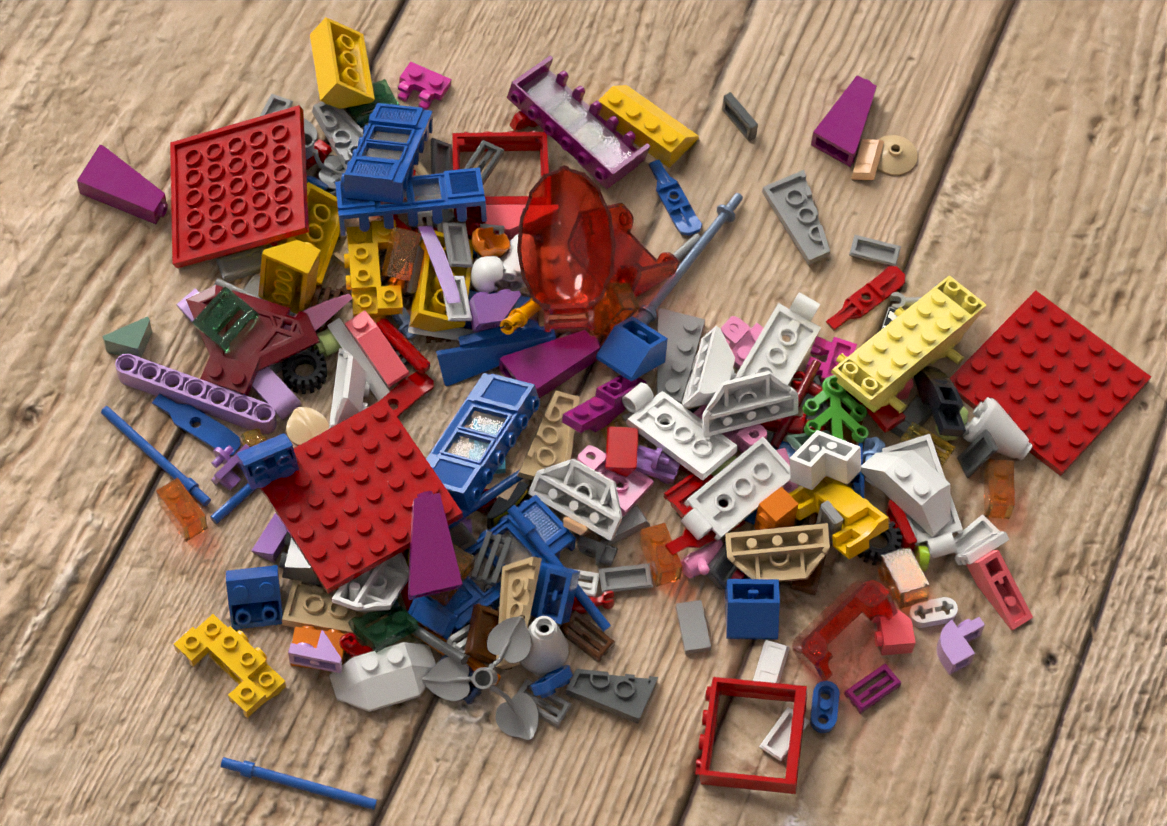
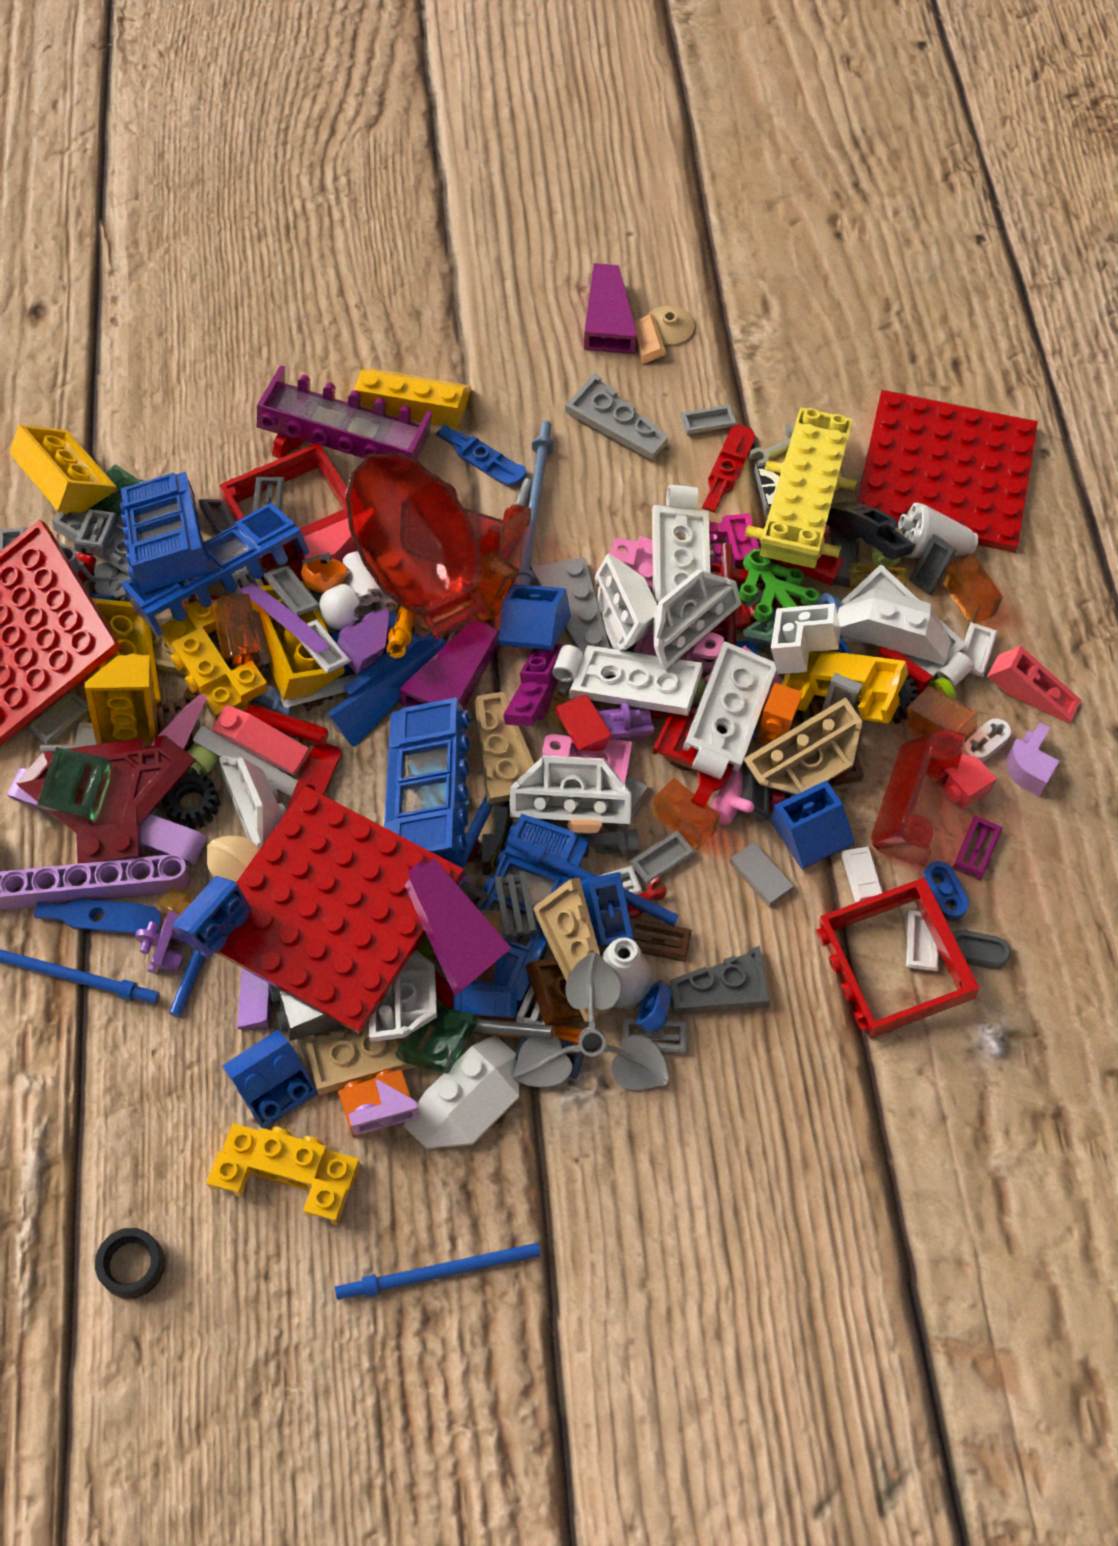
camera: 25 degrees left, 0 degrees up
(91, 654) = (111, 1245): none -> black tyre
(182, 509) = (132, 1020): clear orange brick -> none
(332, 139) = (92, 544): none -> light grey tile
(351, 646) = (417, 1081): red arm -> none
(425, 81) = (158, 449): dark pink plate -> none
(739, 116) = (501, 349): dark grey tile -> none
(823, 762) = (983, 949): none -> dark grey tile
(981, 548) = (996, 653): white tile -> none

